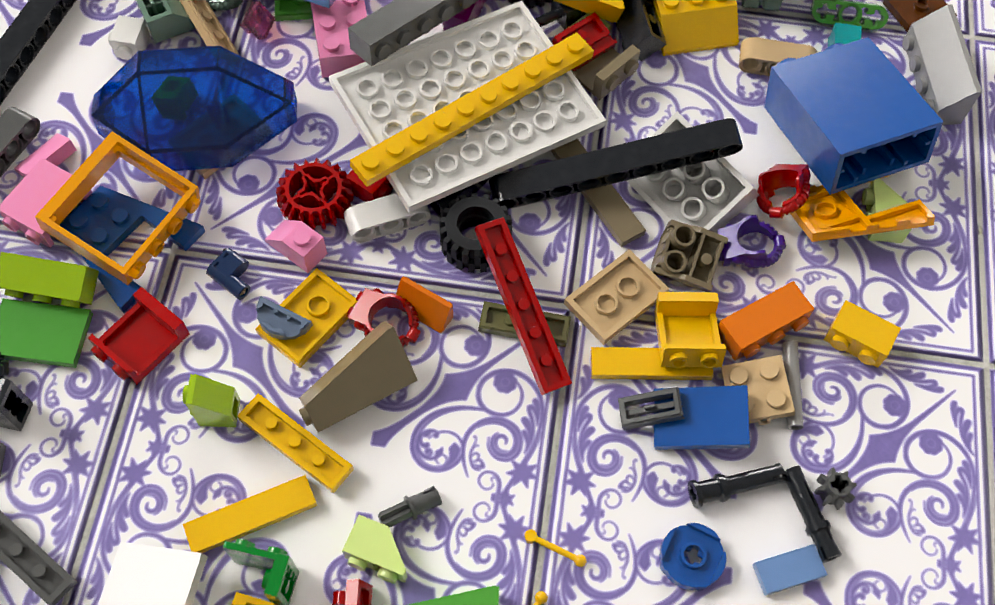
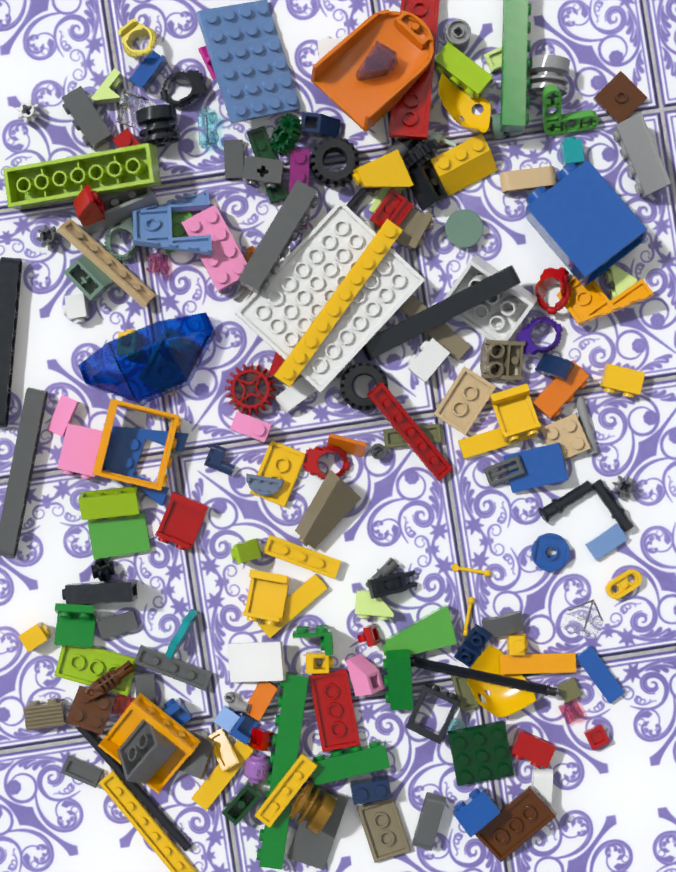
camera: 15 degrees left, 25 degrees up
(57, 501) = (181, 634): none -> teal tile
(215, 483) = (266, 597): none -> yellow panel
(417, 520) = (390, 584): none -> black hinge
(466, 320) = (379, 454): none -> dark grey hinge
(579, 228) = (428, 359): none -> white brick
(676, 90) = (464, 228): none -> sand green tile
(765, 281) = (555, 366): none -> dark blue slope

